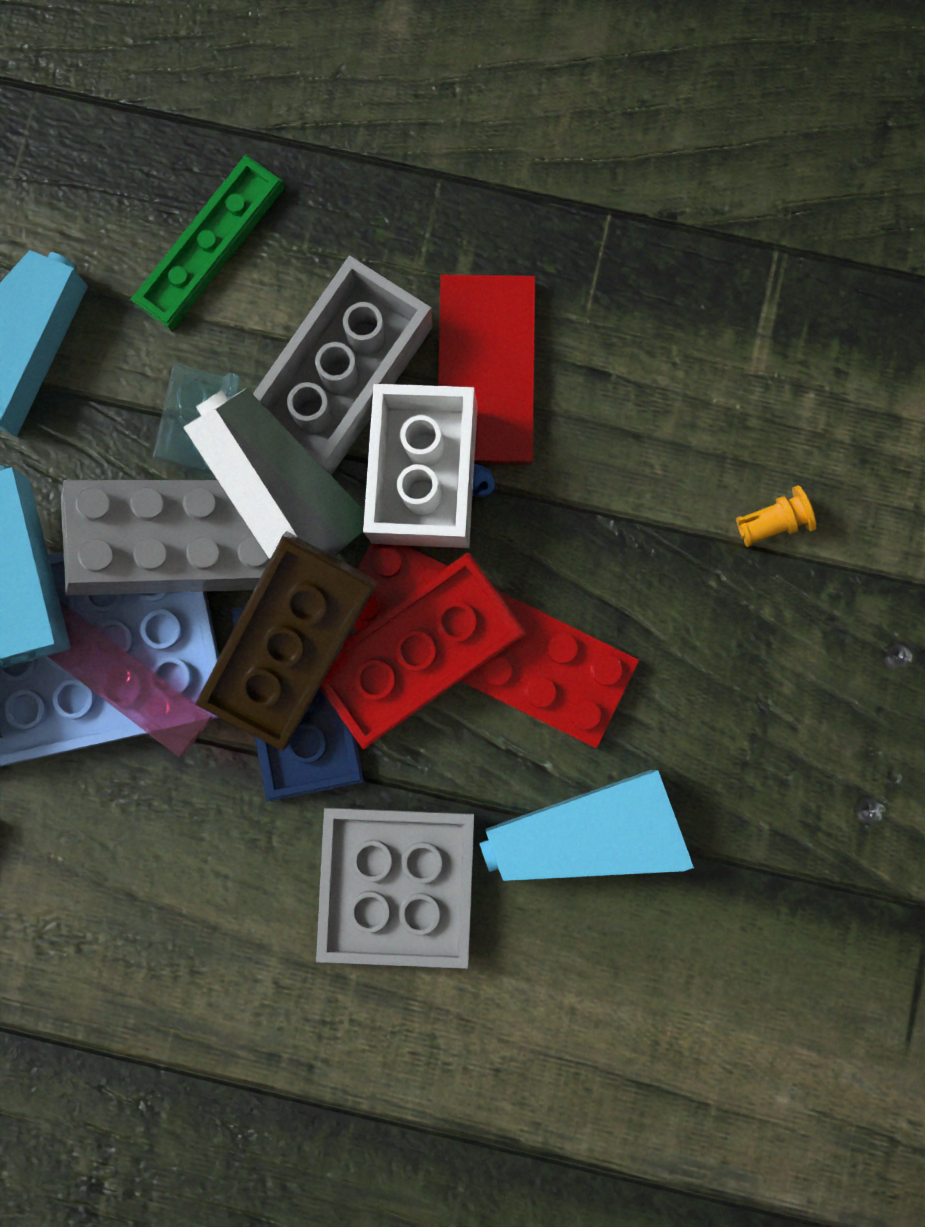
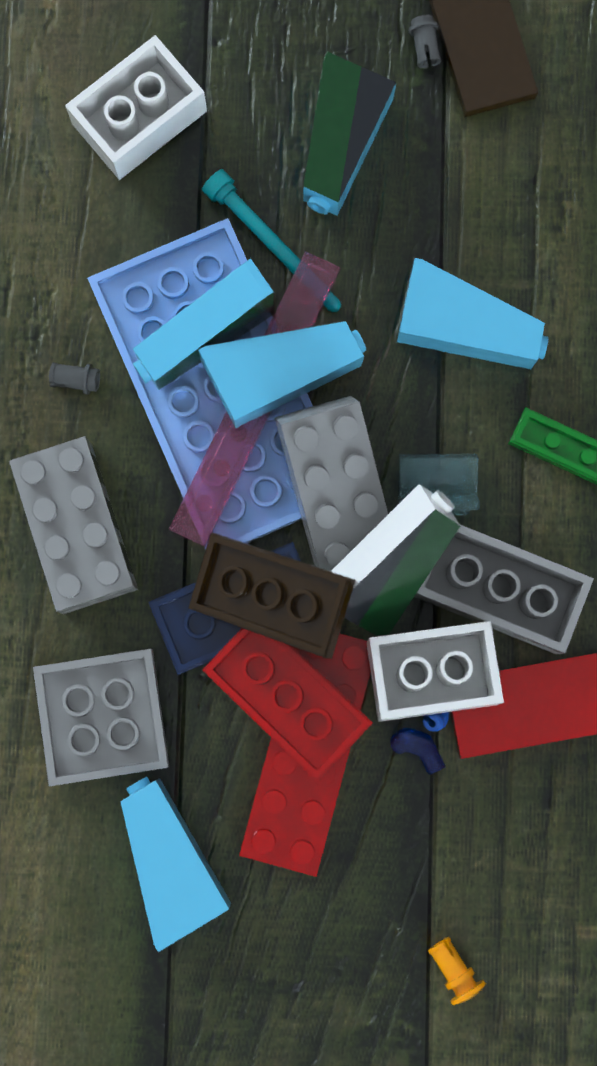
camera: 75 degrees right, 0 degrees up
(147, 878) = (73, 525): none -> light grey brick
(506, 506) = (419, 744): none -> clear blue arm

